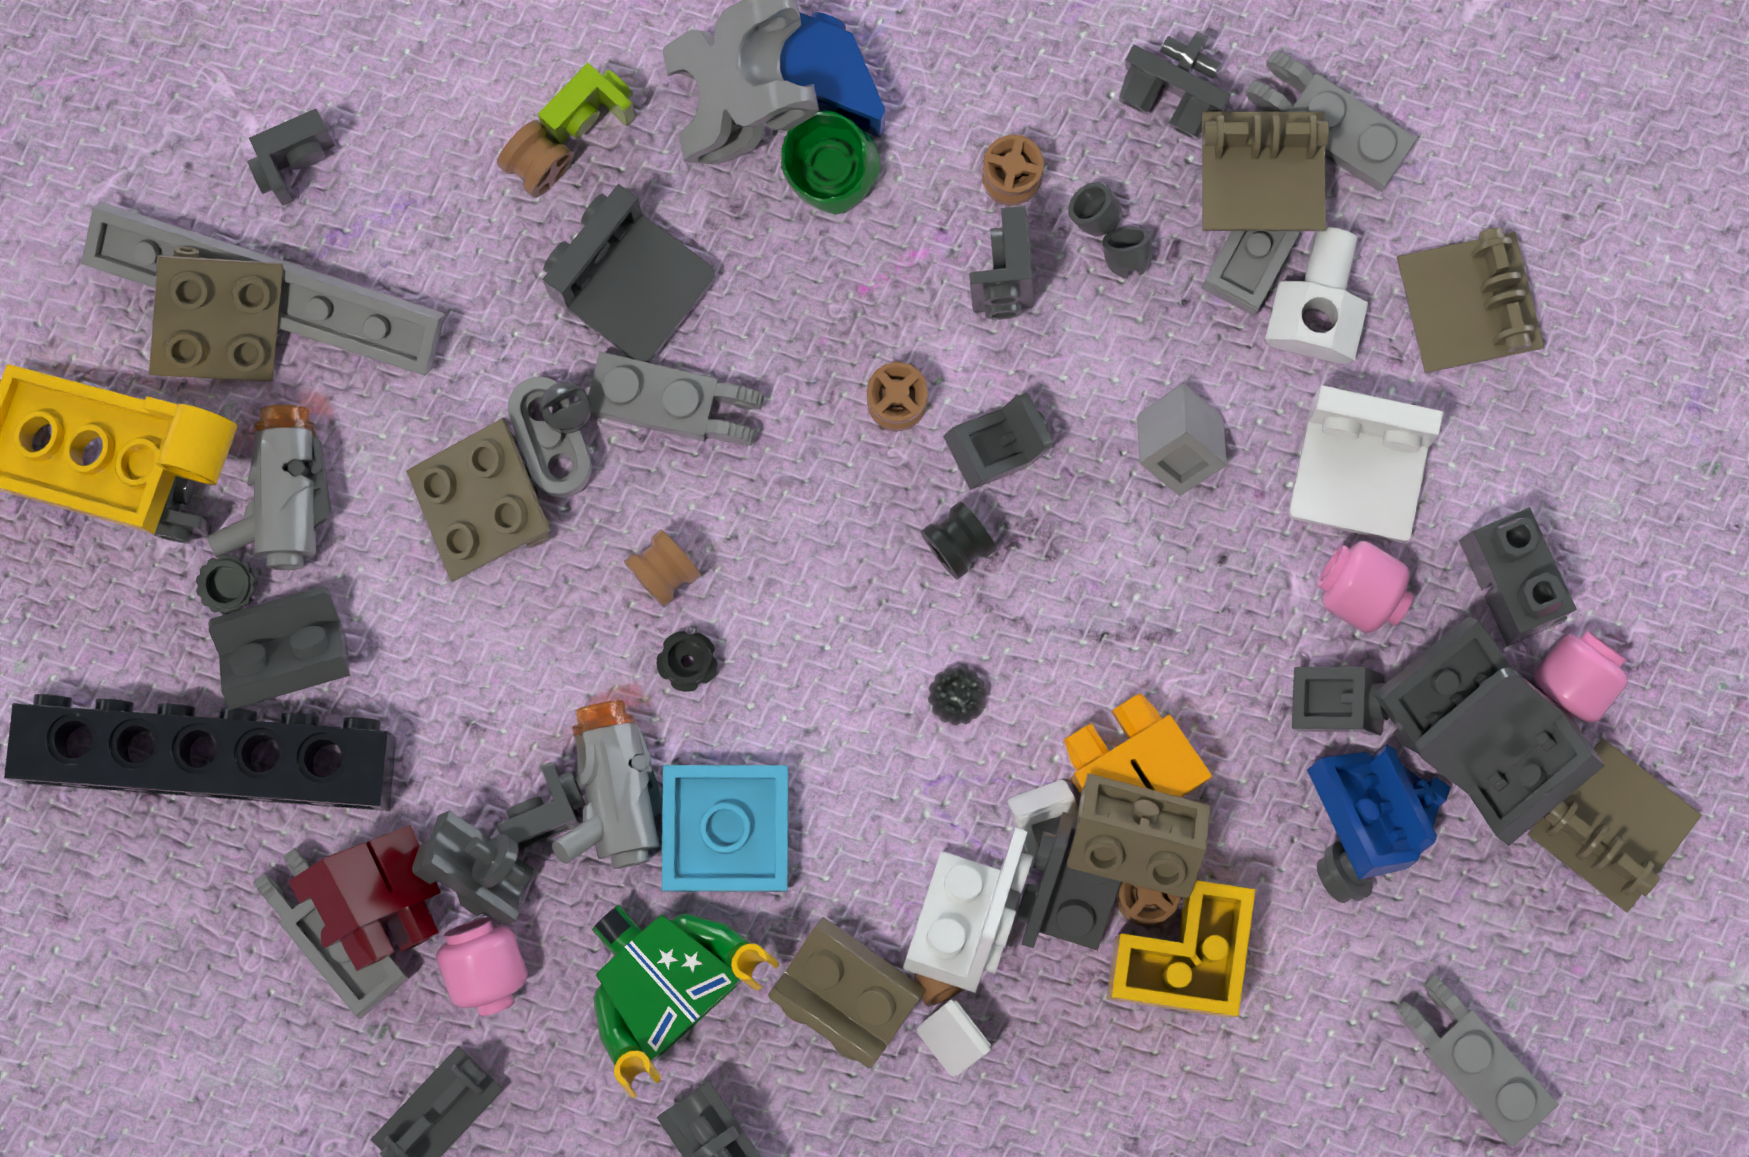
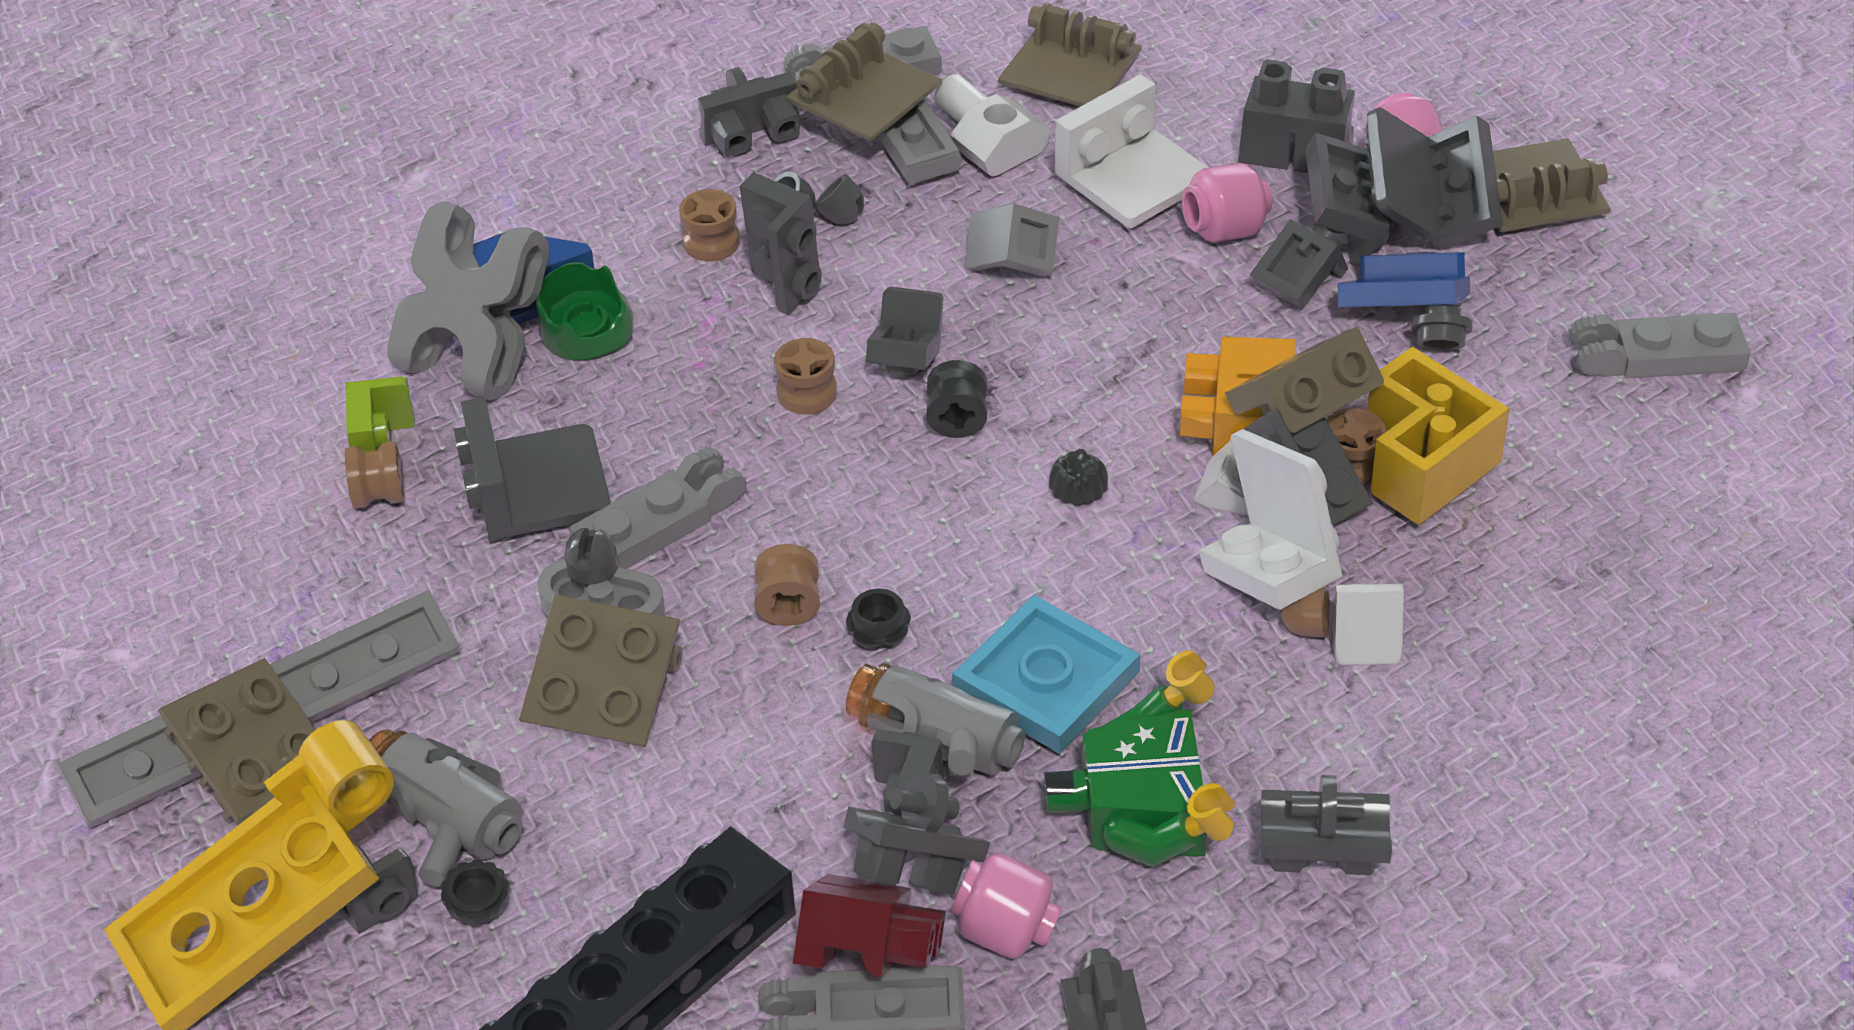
camera: 50 degrees left, 35 degrees down
(279, 647) = (570, 878): dark grey bracket -> none
(291, 144) = (176, 621): dark grey bracket -> none
(846, 993) = (1267, 665): dark tan bracket -> none

